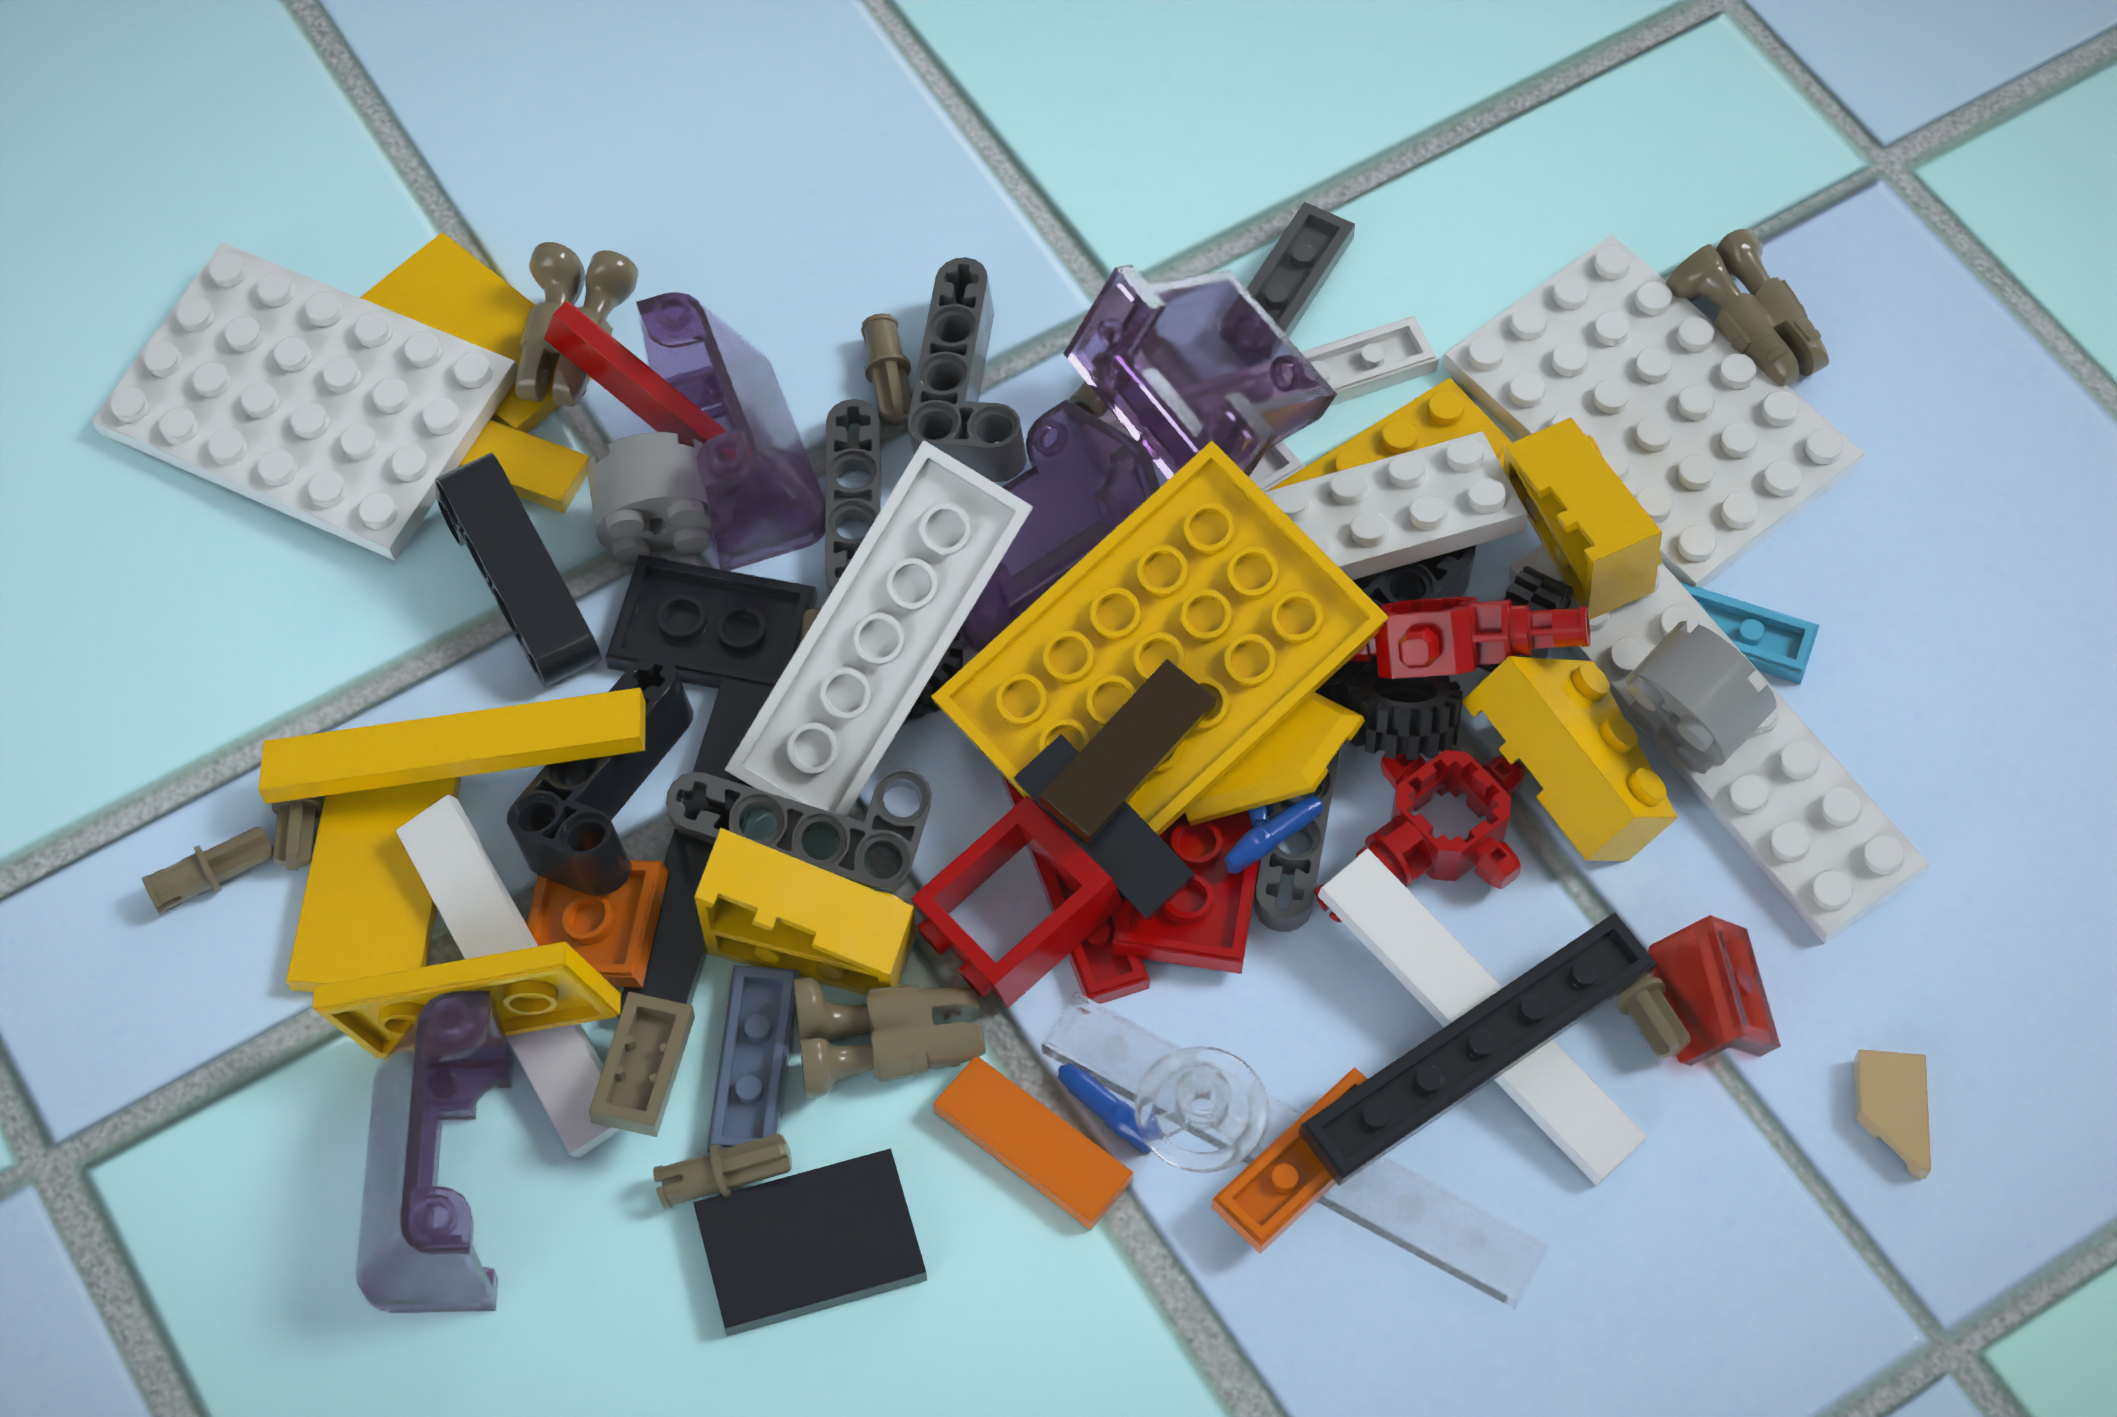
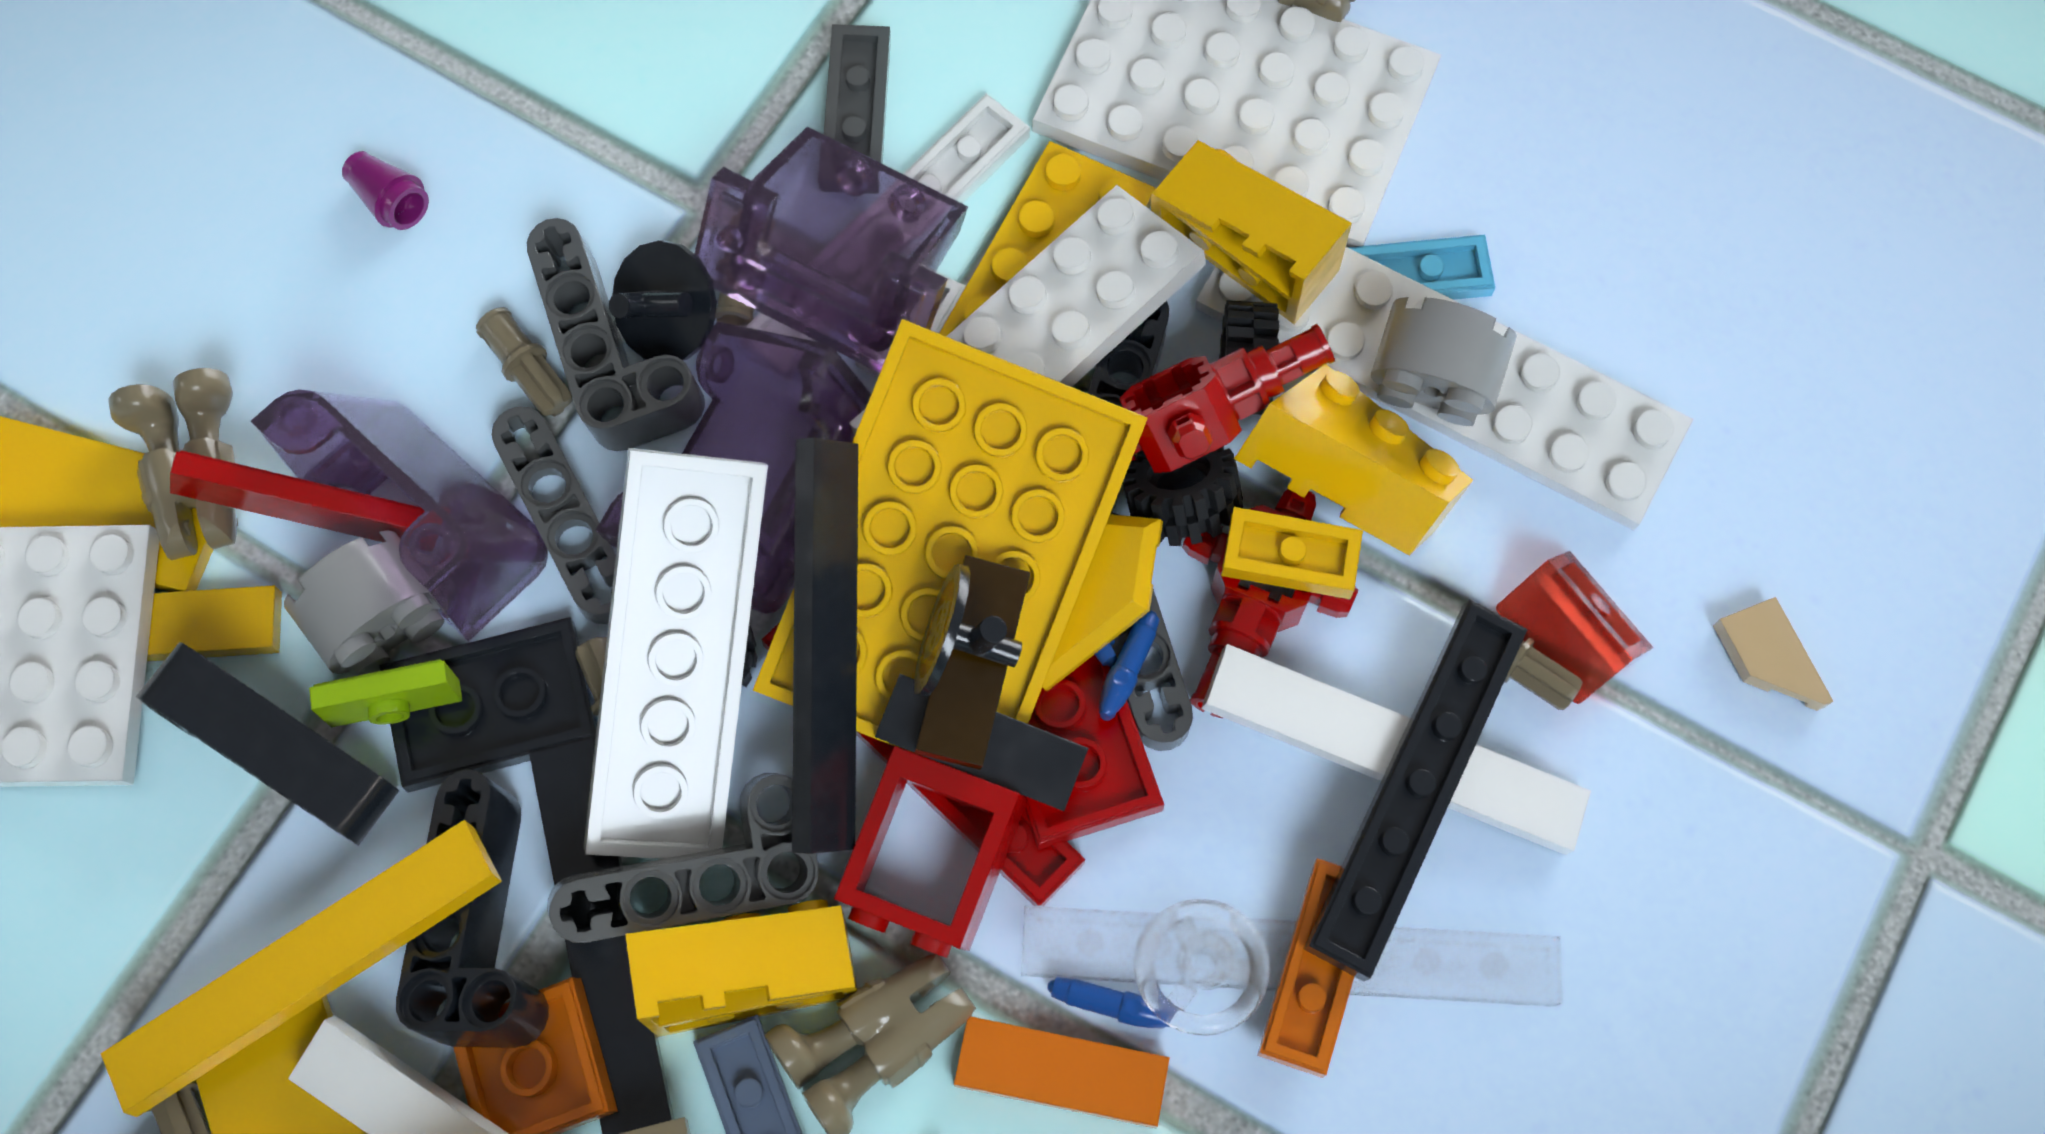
camera: 30 degrees left, 10 degrees up
(631, 573) = (386, 694): none -> lime plate
(847, 185) = (386, 190): none -> magenta cone
(1008, 680) = (825, 646): none -> black tile
(1030, 363) = (663, 300): none -> black shield
(1135, 724) = (948, 632): none -> black shield
(1467, 797) = (1292, 553): none -> yellow plate

